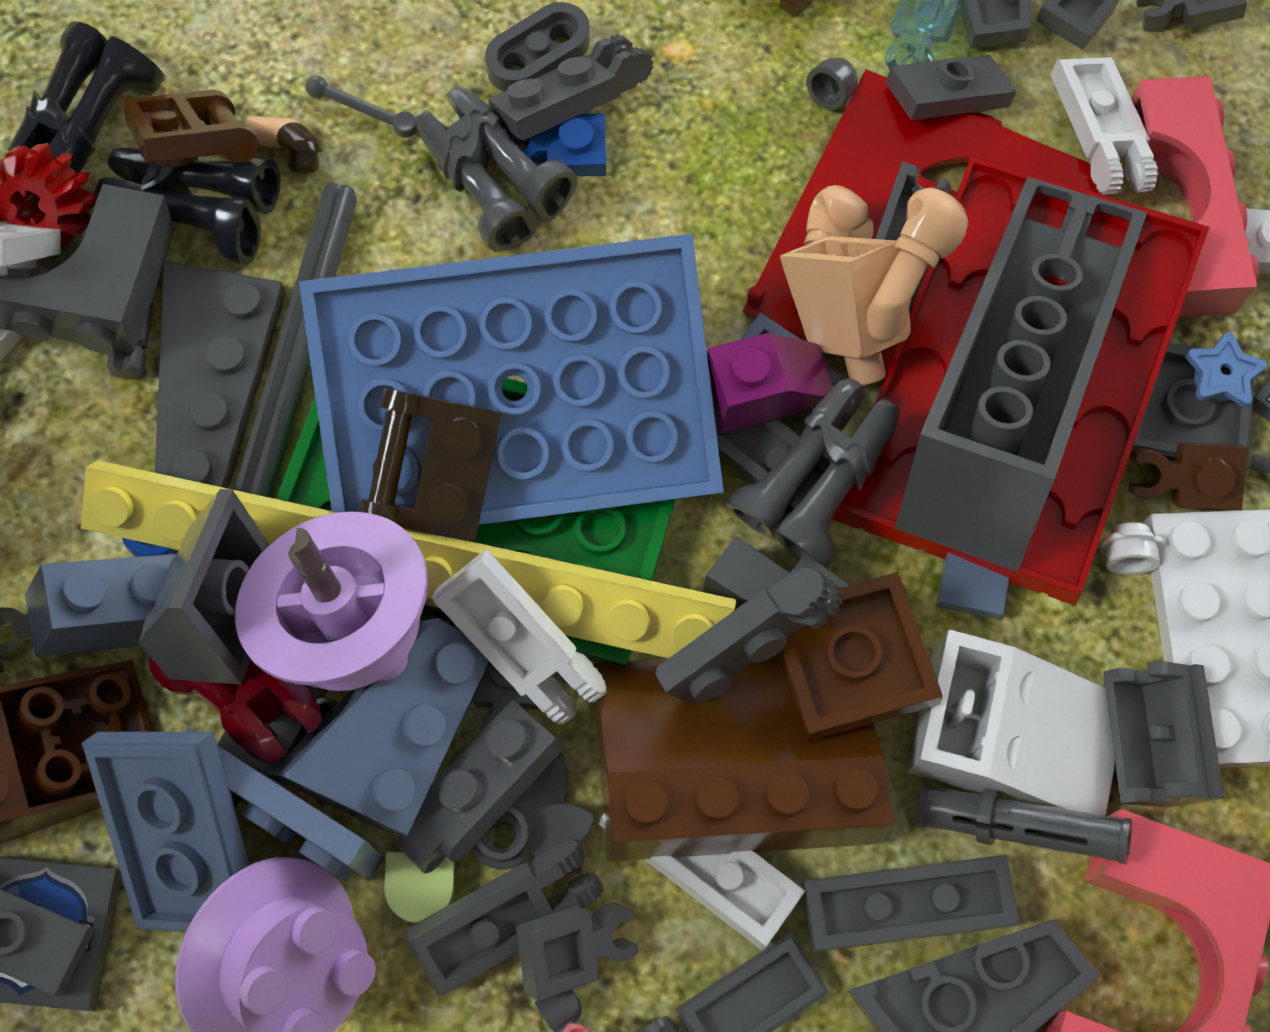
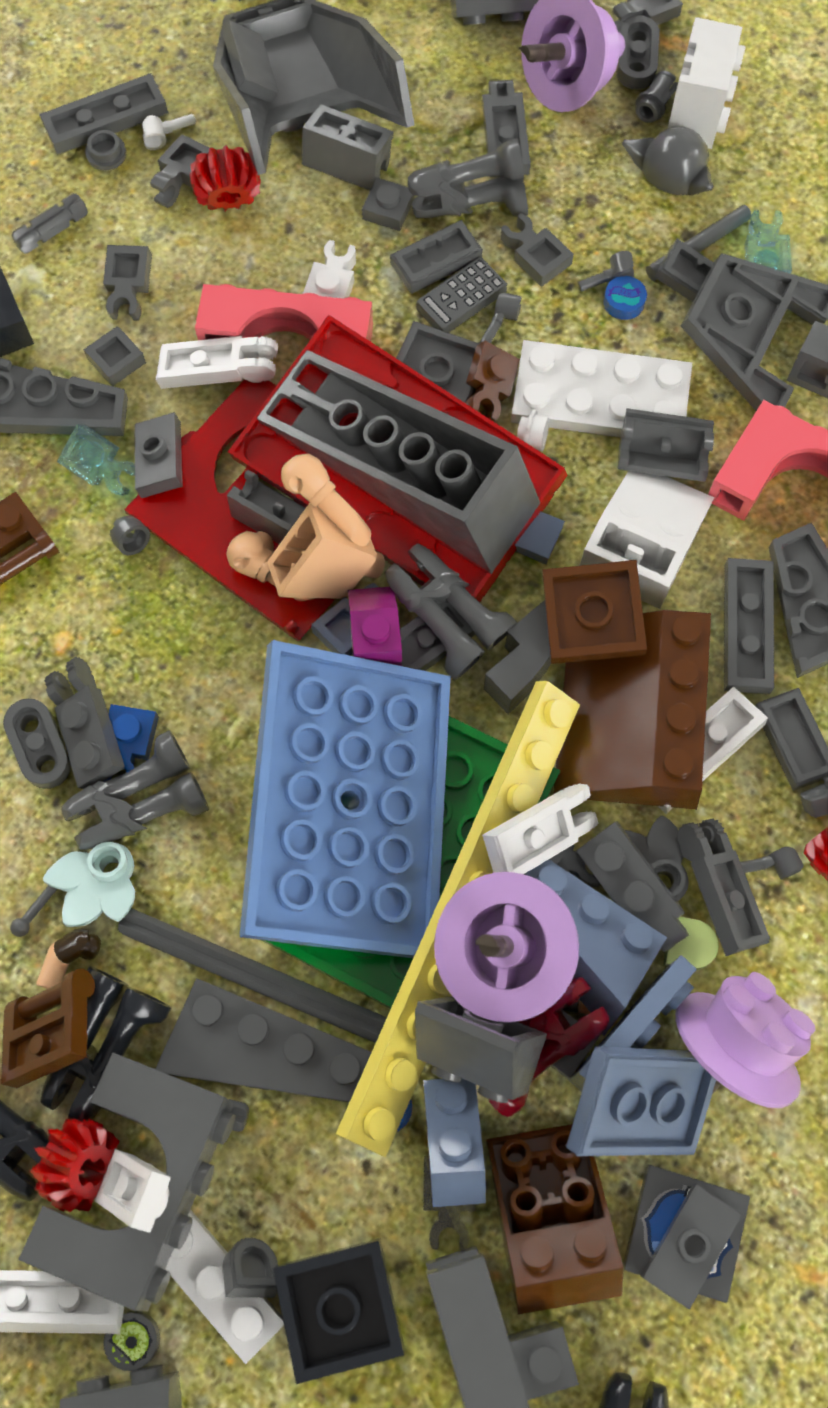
camera: 75 degrees left, 0 degrees up
(371, 148) = (89, 888): none -> light aqua plate
(452, 469) = (404, 856): dark brown plate -> none
(564, 948) = (753, 847): dark grey plate -> none
(749, 635) = (575, 667): dark grey hinge -> none
(1024, 823) = (708, 549): dark grey pin -> none
(1213, 383) = (426, 350): medium blue plate -> none

